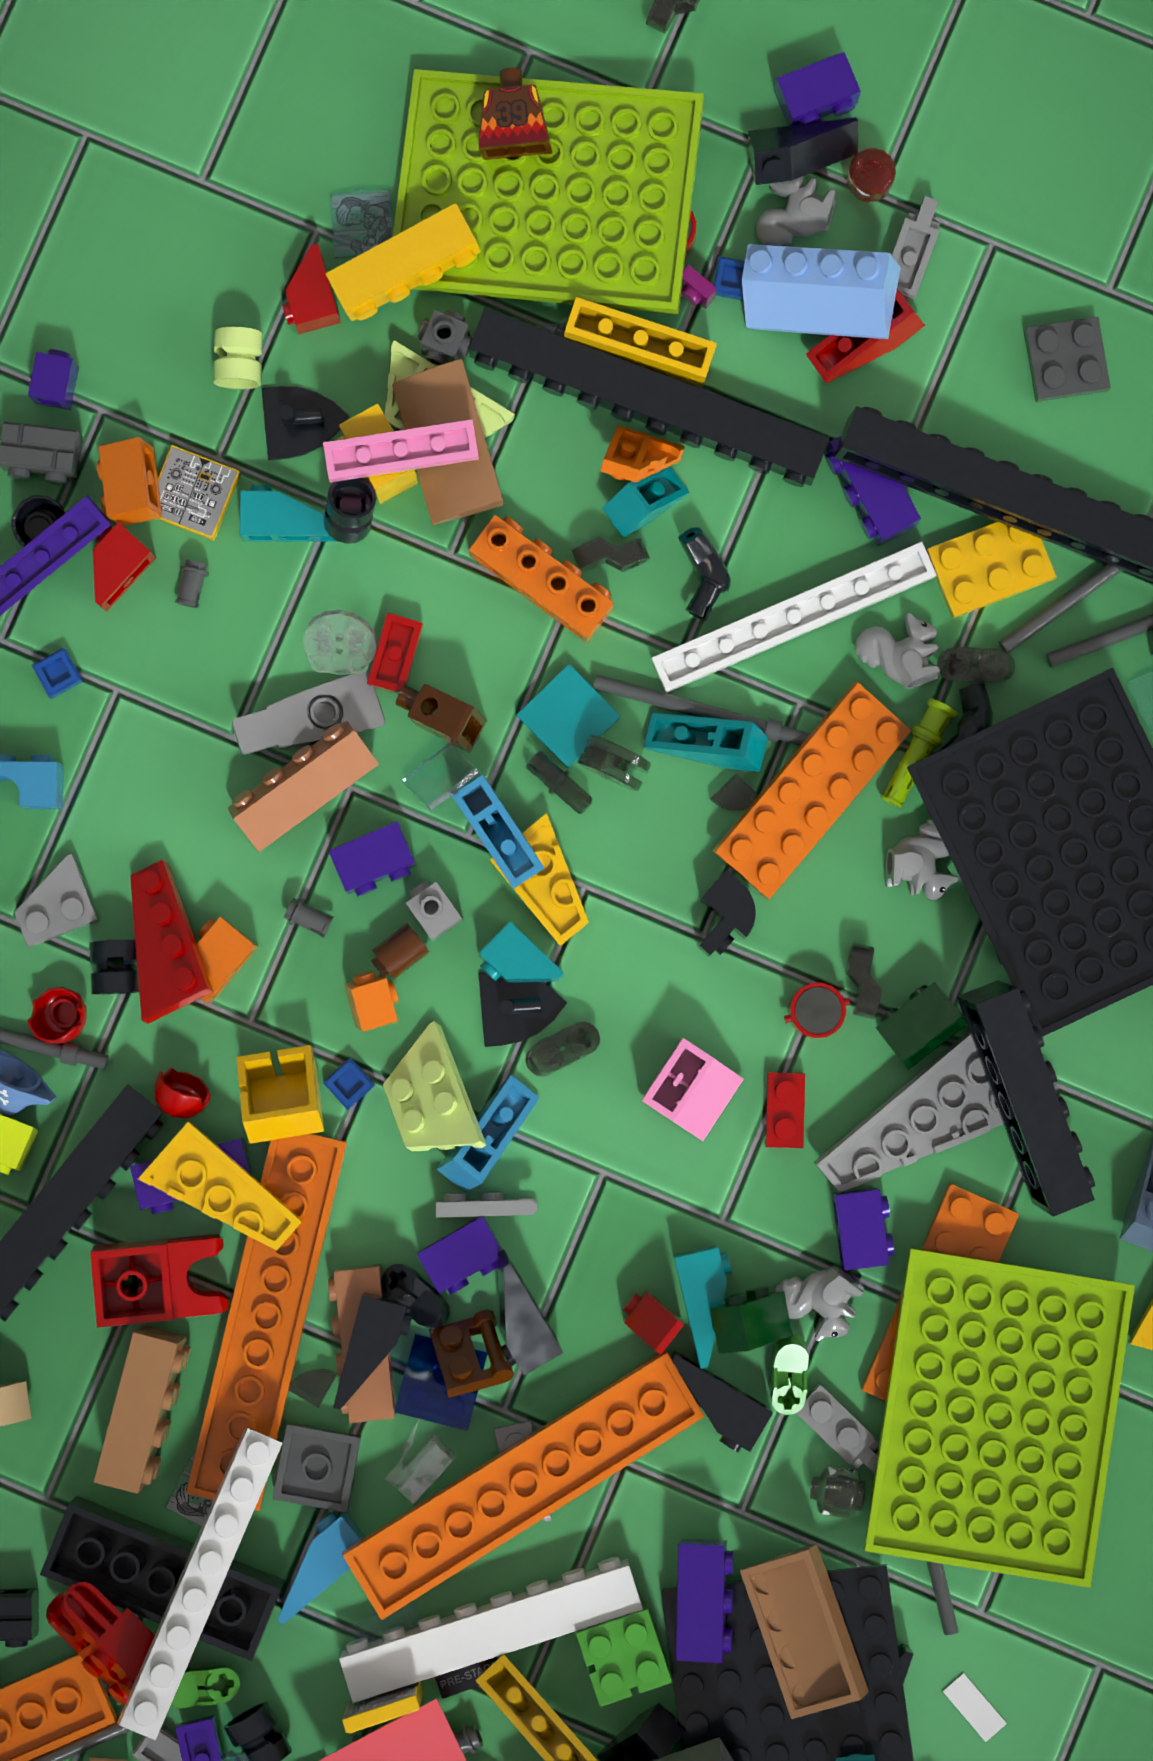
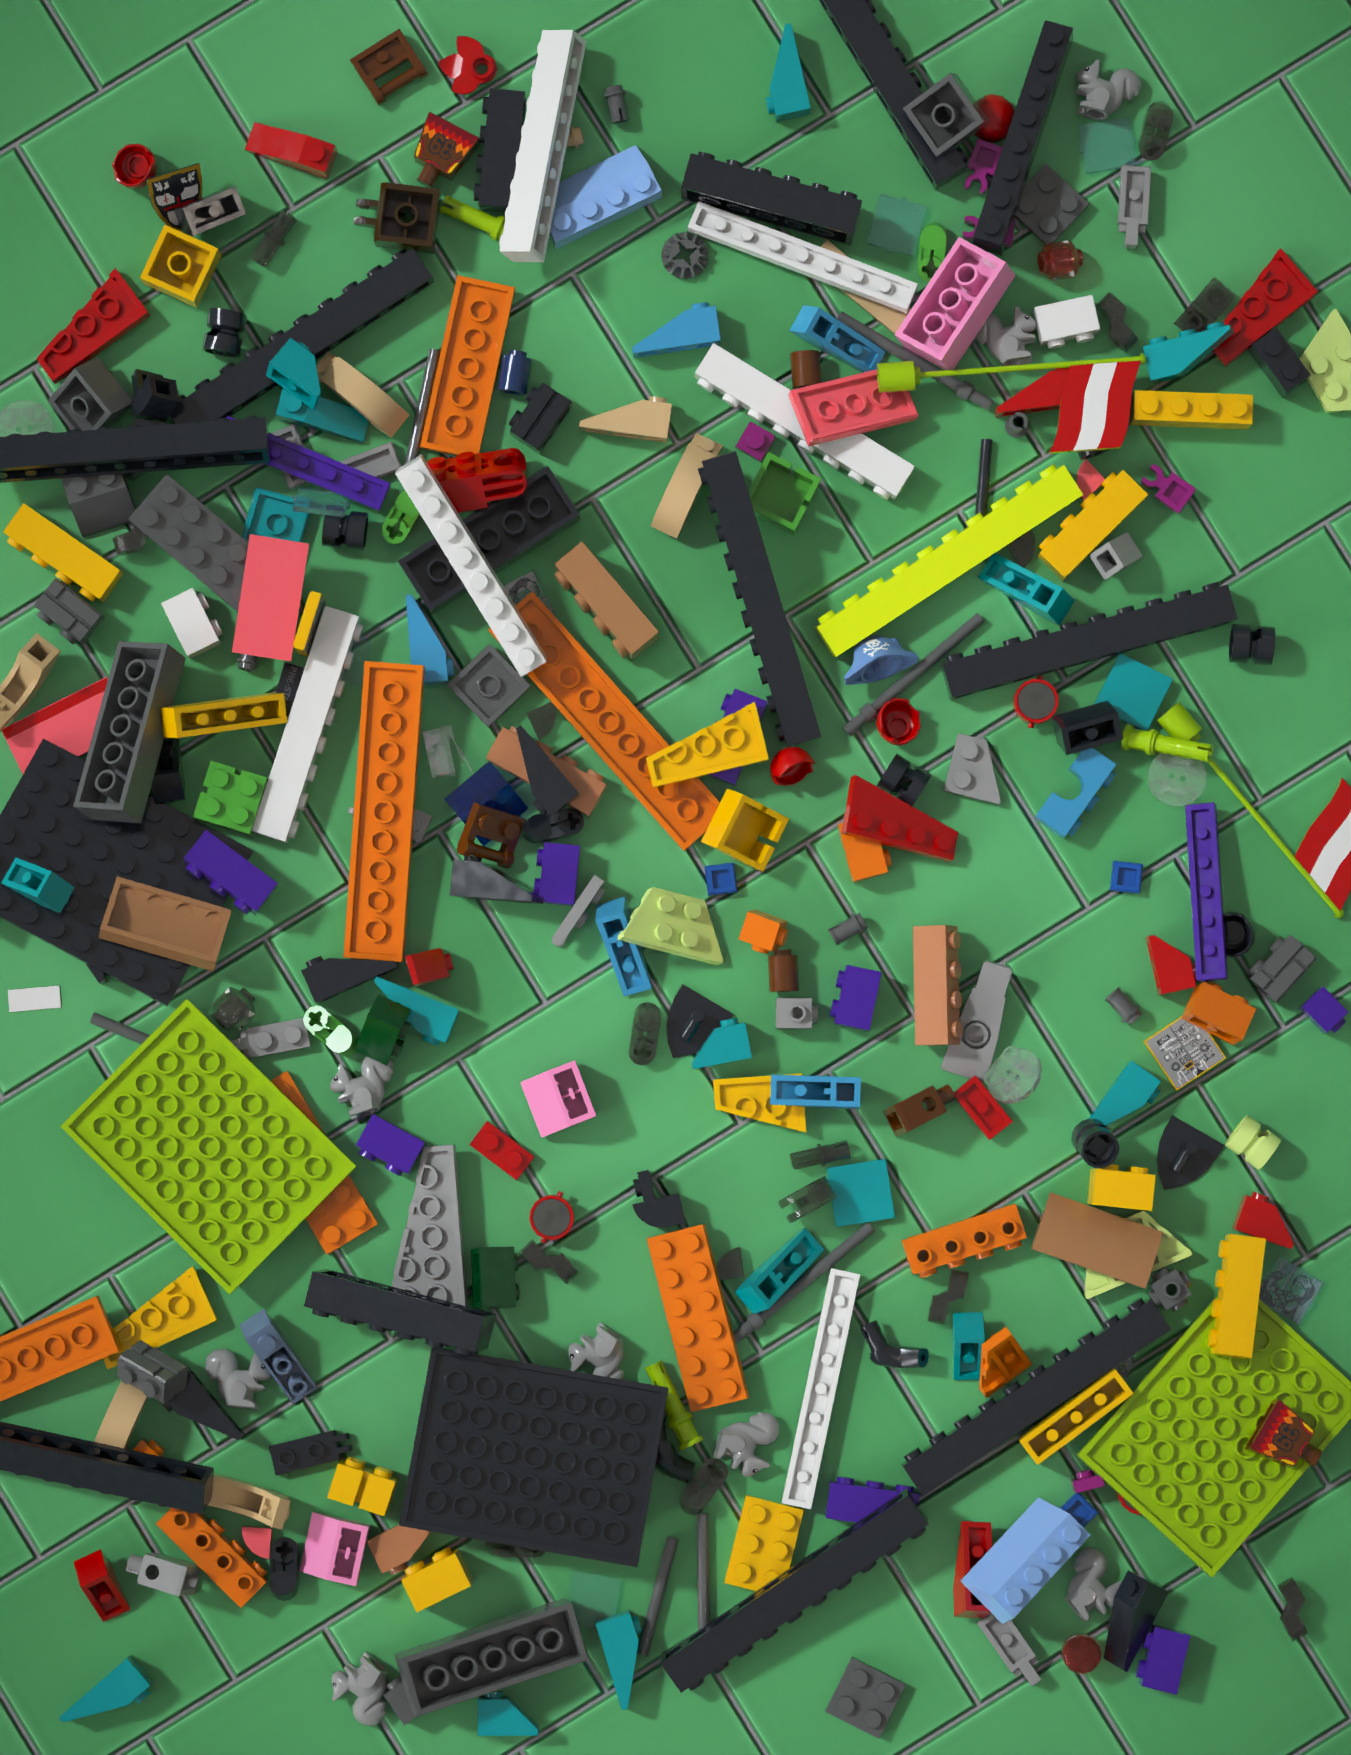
camera: 130 degrees right, 0 degrees up
(165, 1280) = (673, 670): red brick -> none
(400, 450) = (1108, 1202): bright pink plate -> none
(440, 776) = (879, 1079): clear light blue piece -> none

